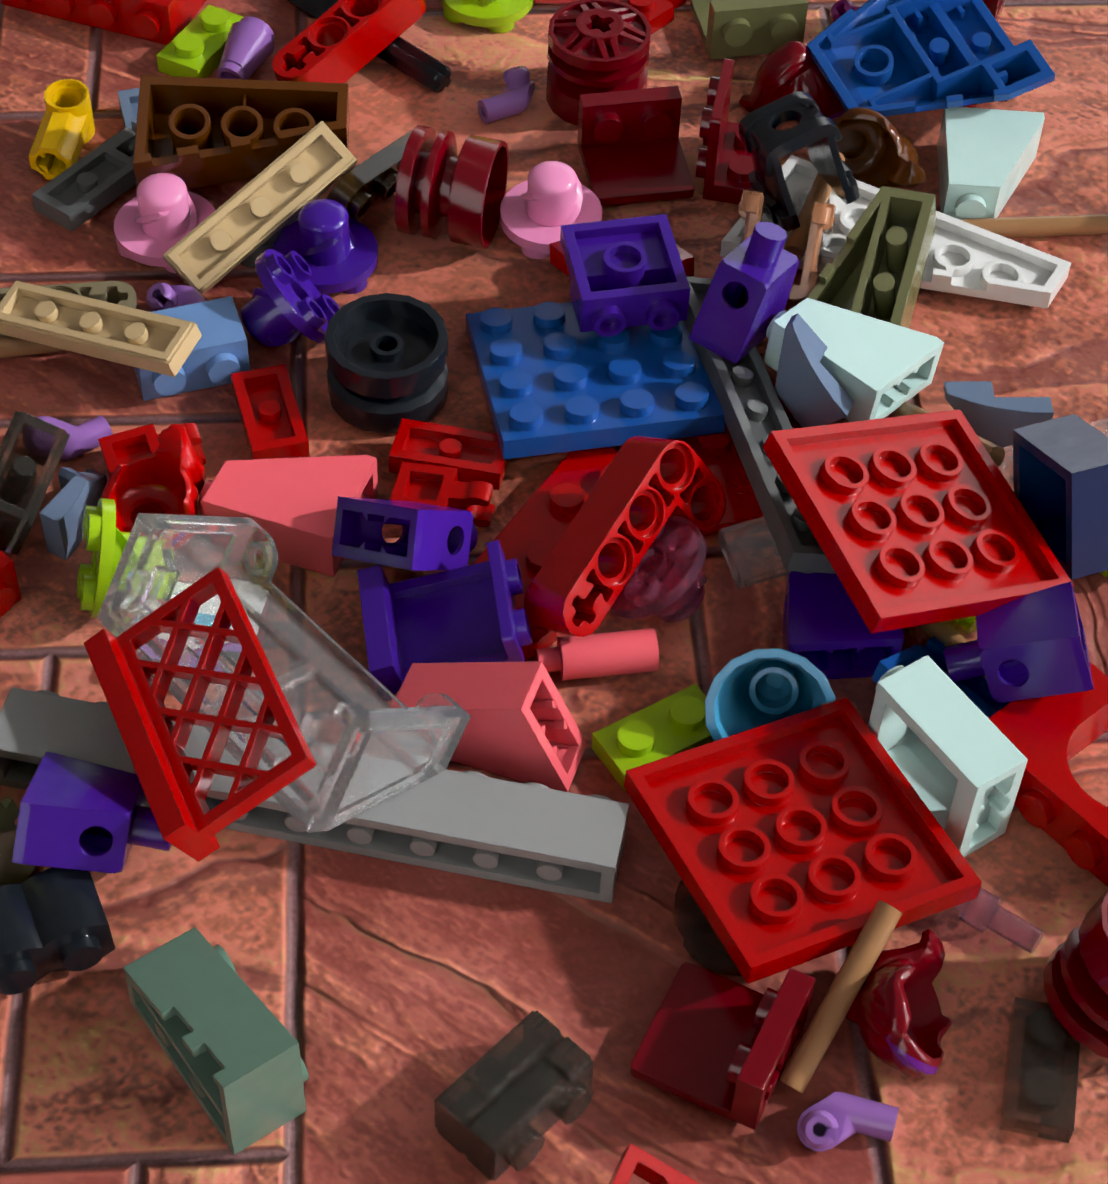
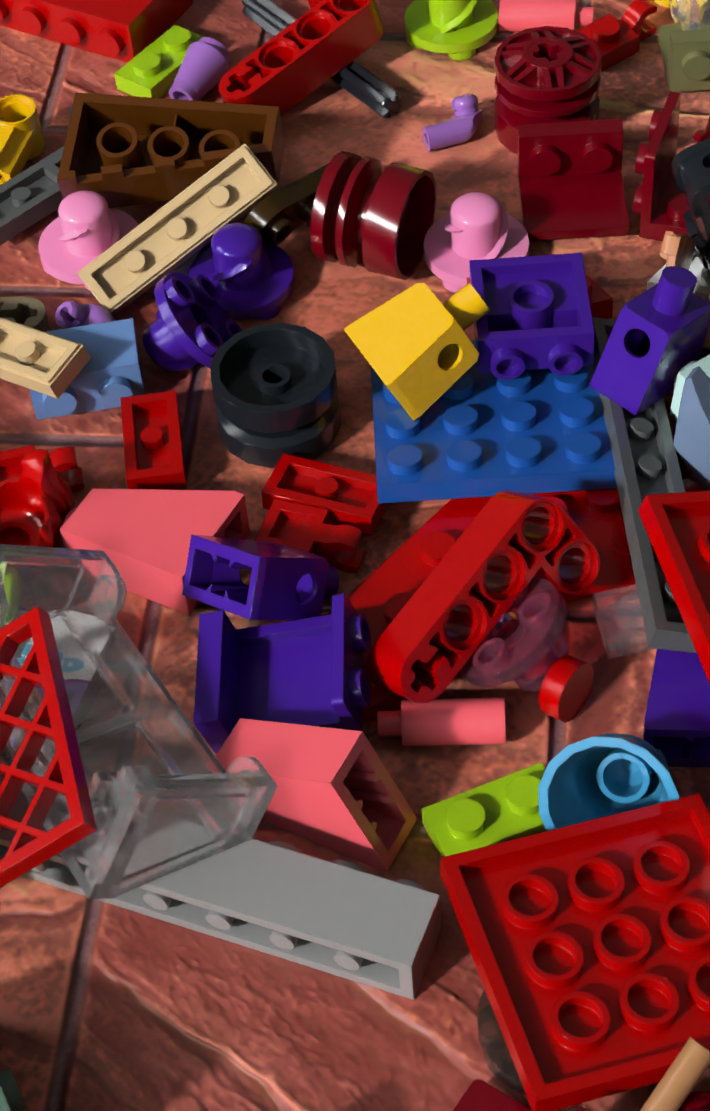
camera: 15 degrees right, 0 degrees up
(524, 306) = (419, 343): none -> yellow torso
(707, 616) = (566, 688): none -> red tile

